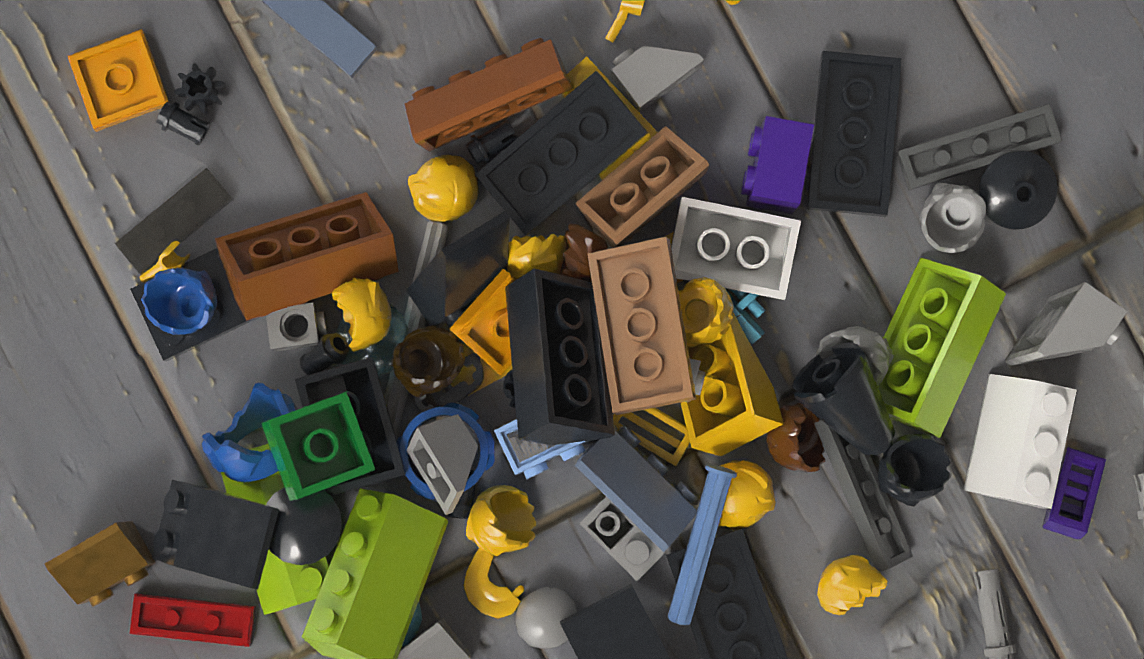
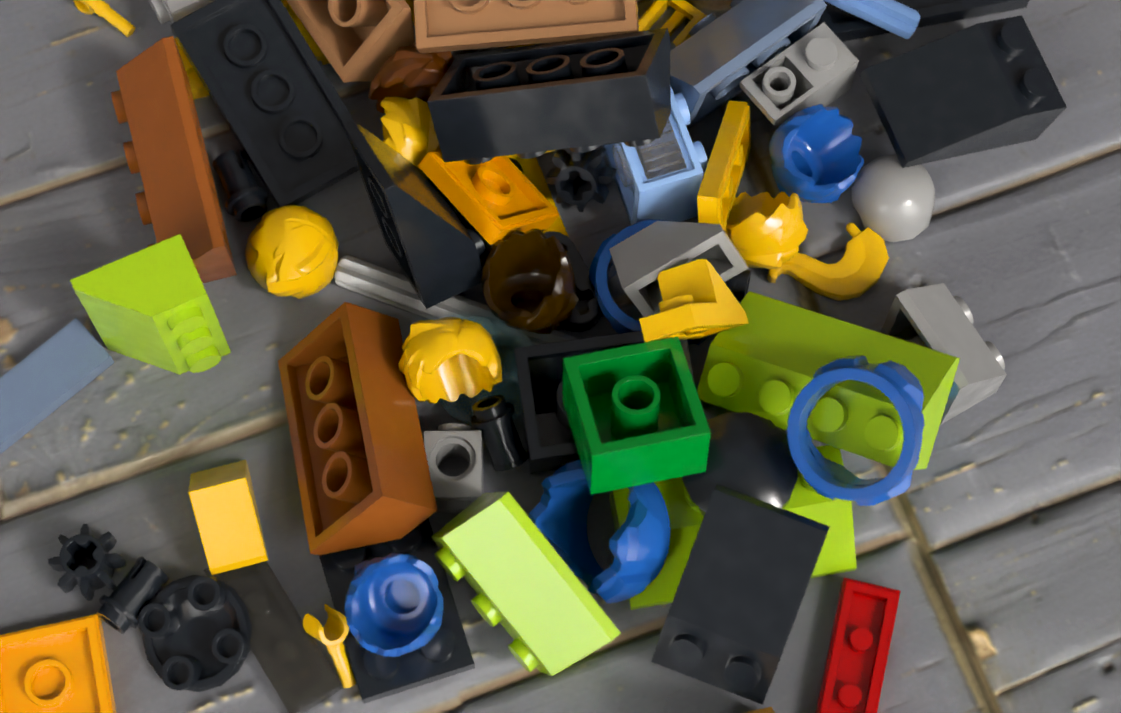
camera: 85 degrees left, 15 degrees down
(161, 170) = (196, 633): none -> black dish
(208, 384) = (522, 584): none -> slope
(245, 176) = (227, 517): none -> yellow slope
(297, 589) = (834, 479): none -> blue piece
(367, 108) = (154, 309): none -> lime slope
(401, 481) = (693, 304): none -> yellow slope
(534, 490) = (725, 165): none -> yellow tile
(563, 557) = (815, 154): none -> blue hair

